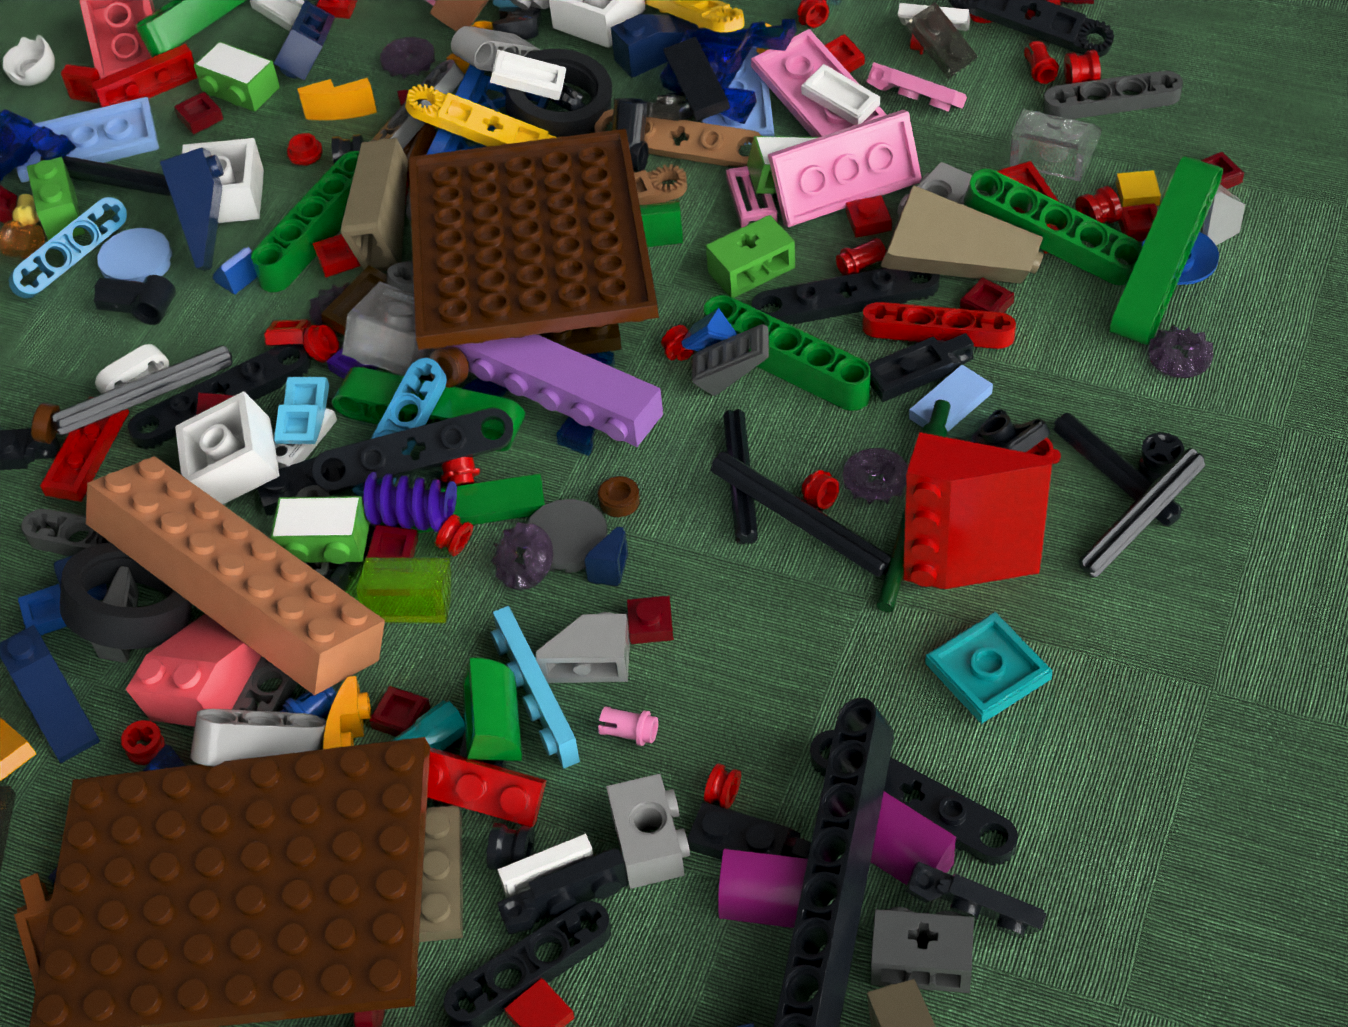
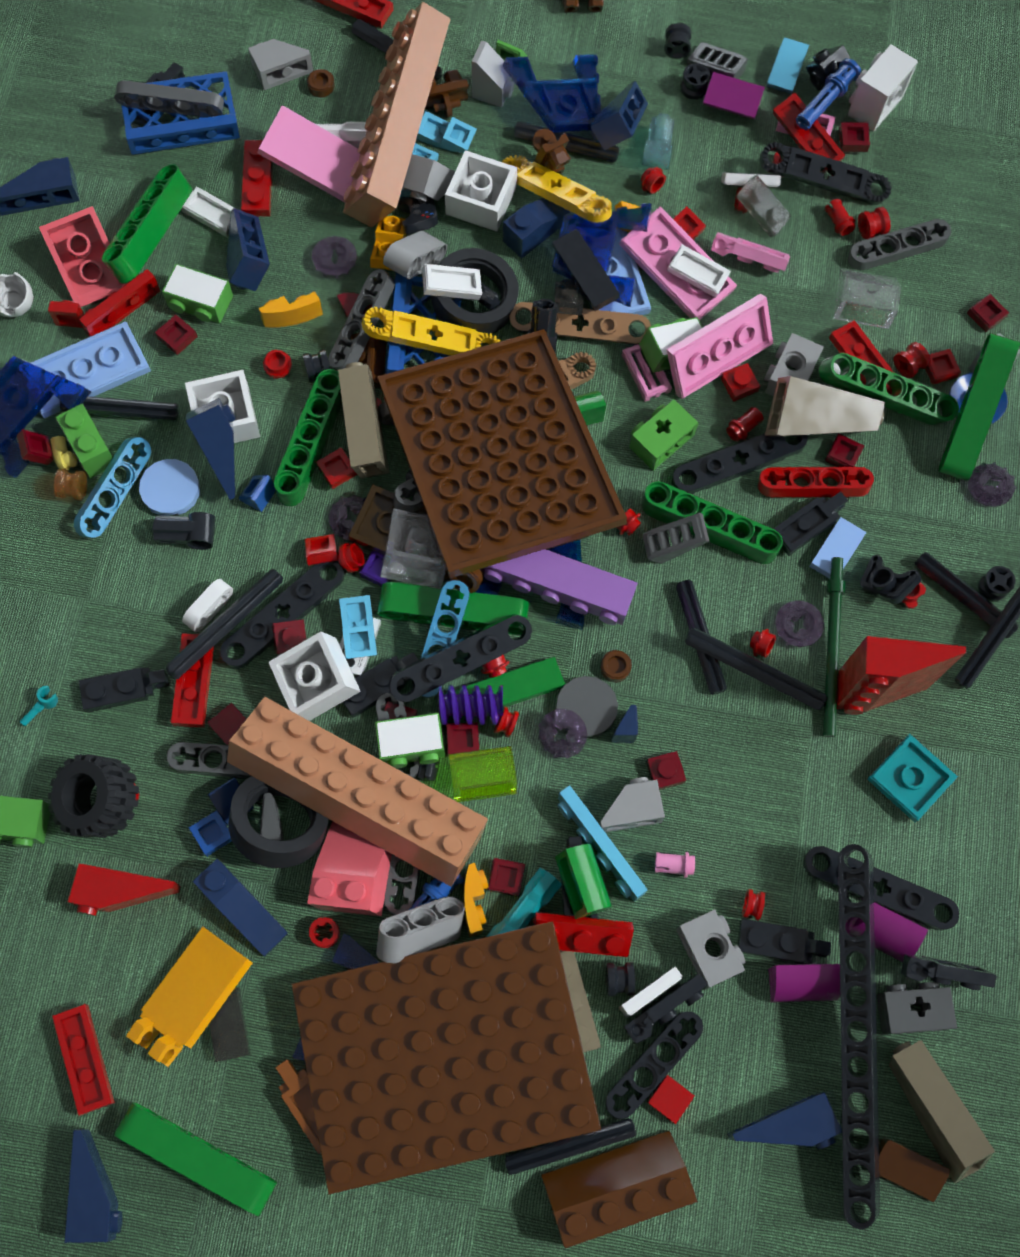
camera: 20 degrees left, 20 degrees up
(42, 427) = (159, 669): reddish brown tile -> none
(708, 331) = (653, 516): blue slope -> none
(1138, 188) = (934, 334): yellow tile -> none

